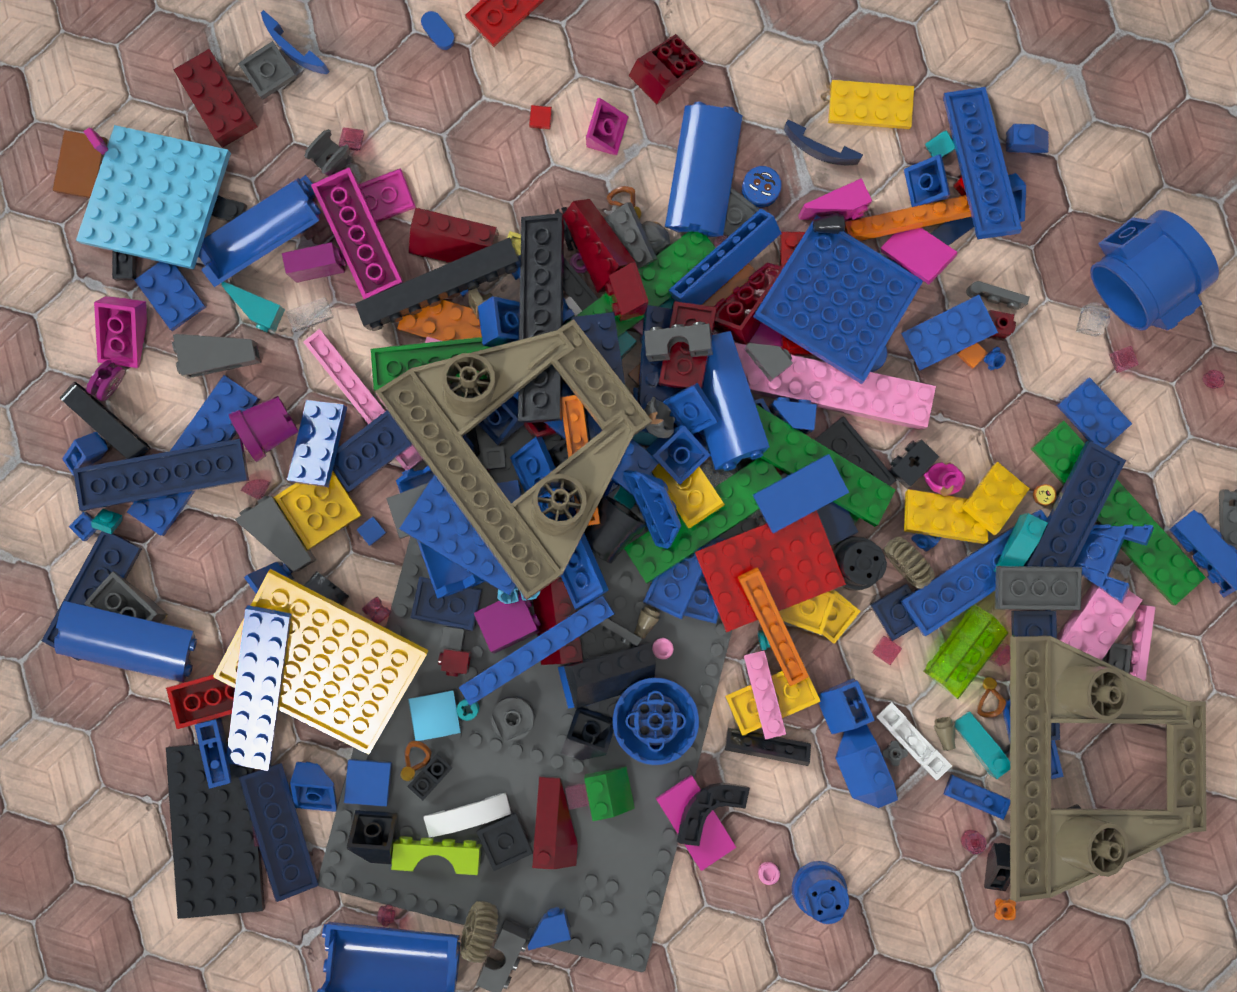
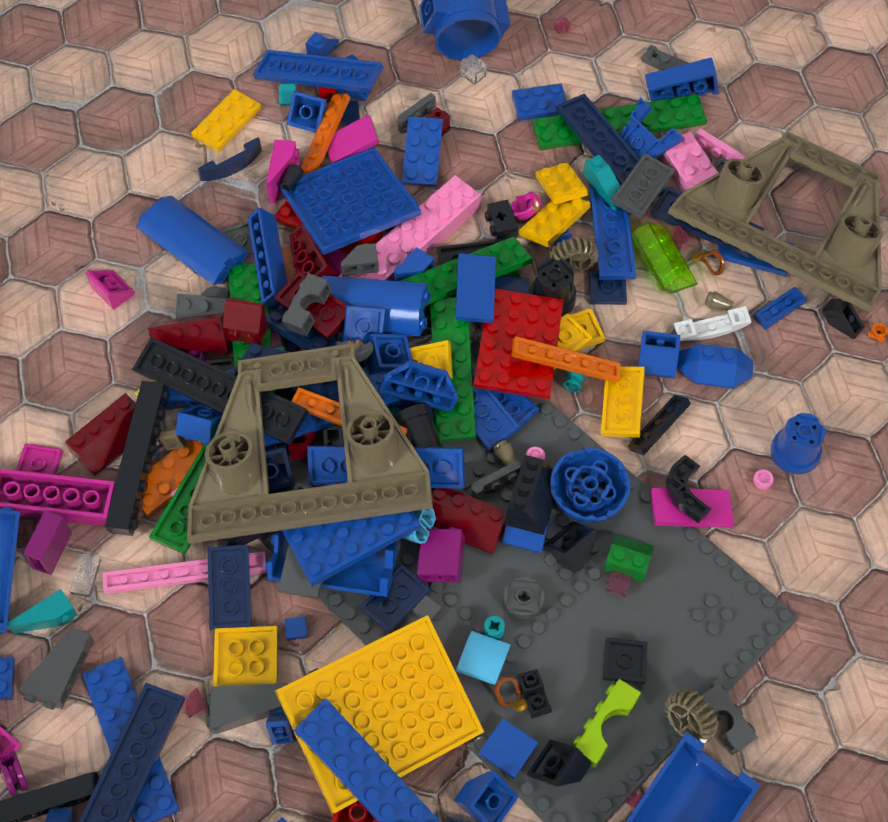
camera: 60 degrees left, 25 degrees down
(263, 426) = (149, 658): magenta piece -> none
(317, 443) = (194, 626): plate -> none
(455, 661) = (448, 615): dark red brick -> none
(467, 816) = (584, 682): white slope -> none
(536, 650) = (478, 540): blue plate -> none
(540, 117) = (66, 326): red tile -> none
(551, 929) = (720, 662): blue slope -> none
(554, 834) = (637, 618): dark red wedge -> none
(631, 191) = (161, 306): dark orange piece -> none
(665, 68) = (99, 227): dark red slope -> none
(761, 186) = (231, 211): blue head -> none
(764, 695) = (616, 402): bright pink plate -> none
(886, 650) = (632, 309): clear pink plate -> none
(895, 759) = (717, 338): dark grey plate -> none
(969, 838) = (813, 330): clear pink wheel -> none
(972, 355) = (448, 149): orange tile -> none
(982, 745) = (744, 282): teal slope -> none
(995, 359) = (460, 136): blue plate -> none
(1044, 494) = (578, 157): light yellow tile -> none
(1123, 359) = (513, 66): clear pink plate -> none

